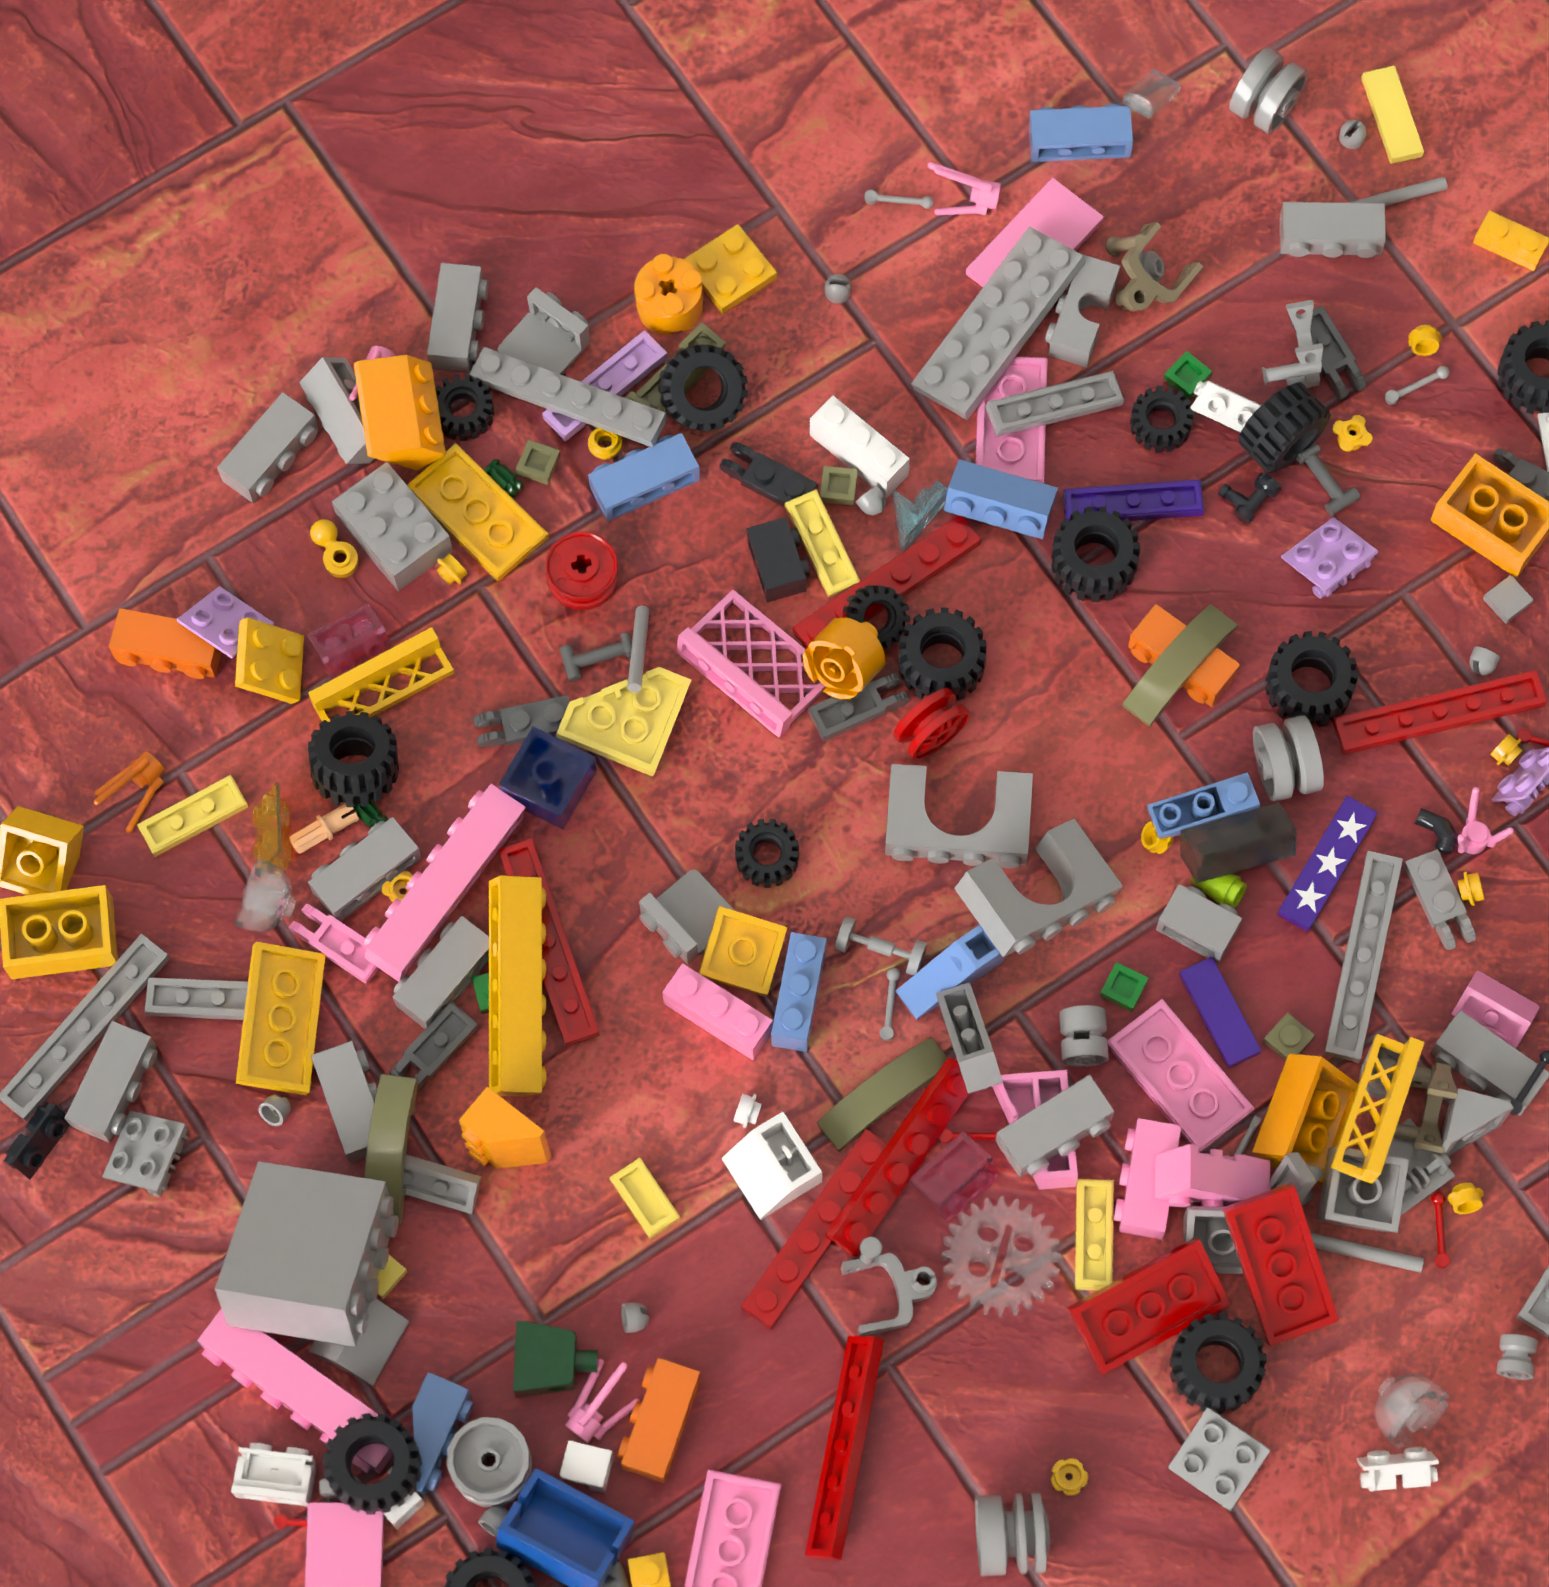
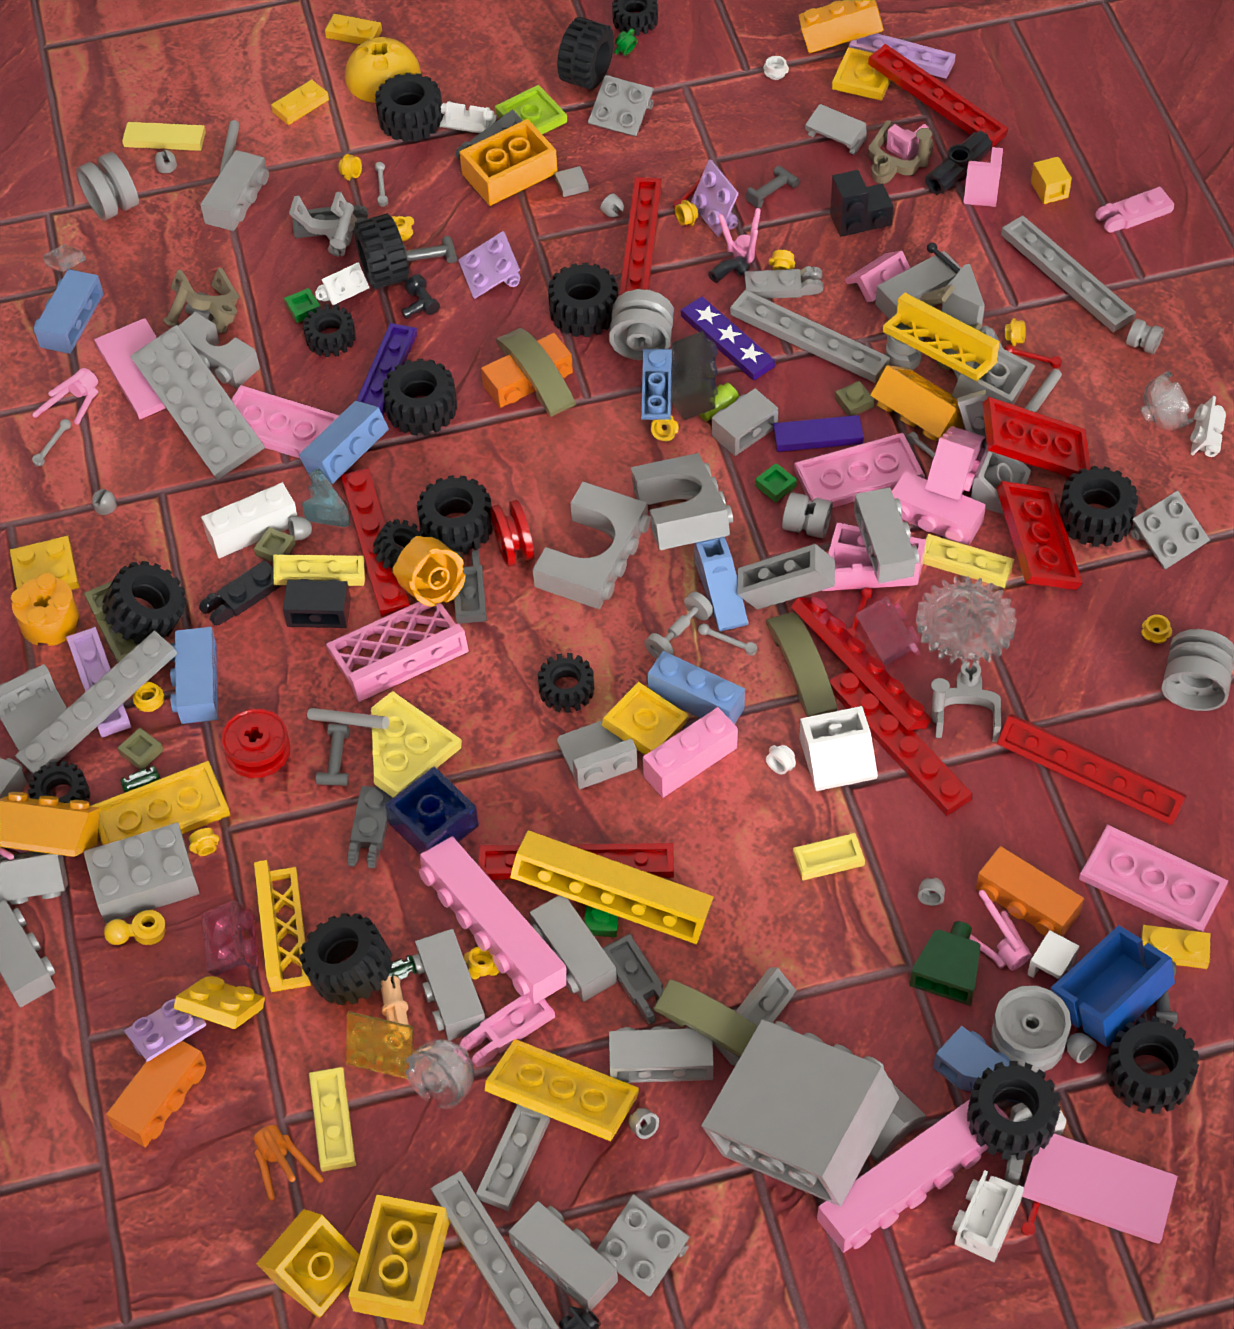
camera: 70 degrees left, 15 degrees down
(502, 1134) = (741, 926): light orange slope -> none
(1054, 403) = (282, 389): light grey tile -> none

